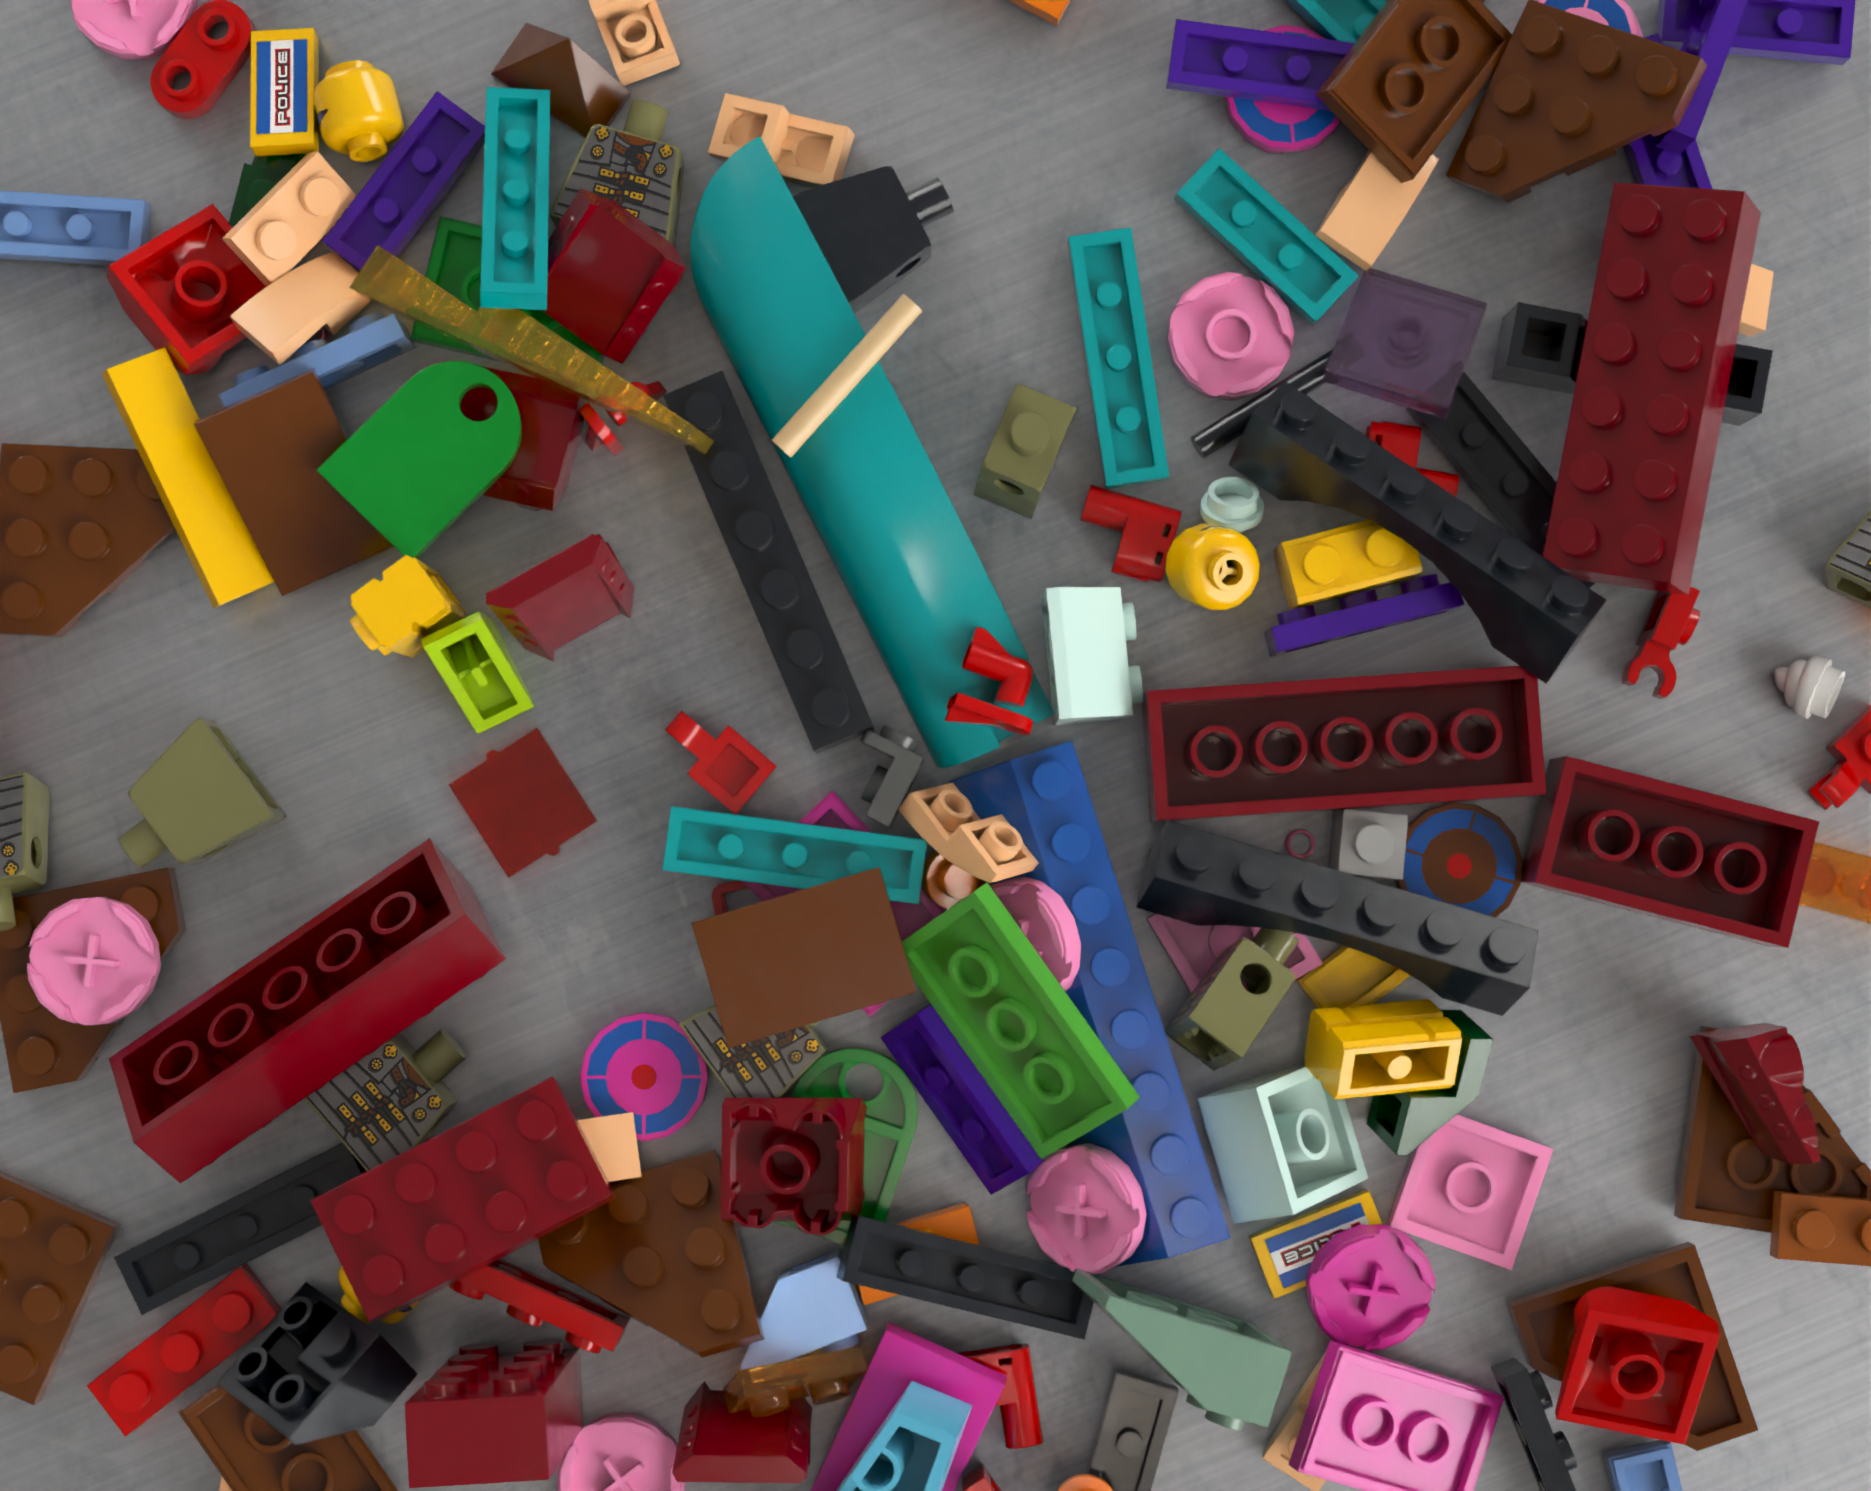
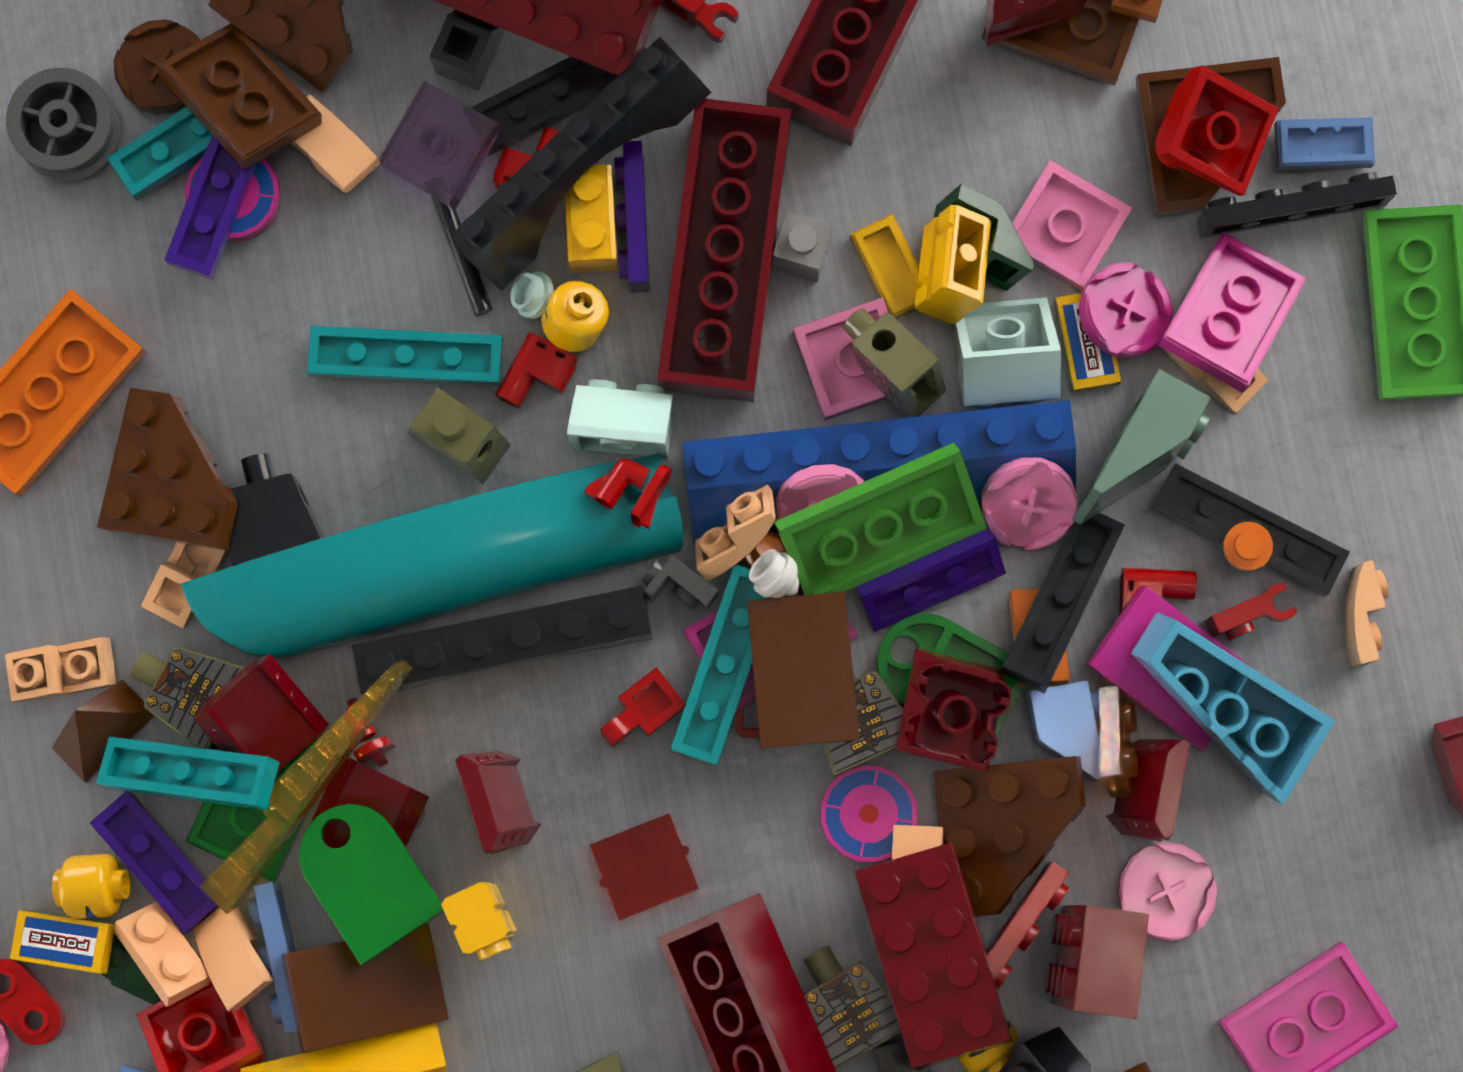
camera: 75 degrees left, 5 degrees down
(478, 670) = (539, 877): lime slope -> none
(847, 375) = (377, 548): tan bar -> none
(895, 86) = (165, 478): none -> reddish brown plate
(919, 896) = (775, 575): none -> white plate
(1230, 336) = (406, 272): bright pink tile -> none
(1234, 883) = (811, 346): black arch -> none
(1266, 236) = (339, 230): teal plate -> none
(1311, 841) = (792, 288): bright pink piece -> none
(1462, 858) = (832, 184): tile -> none

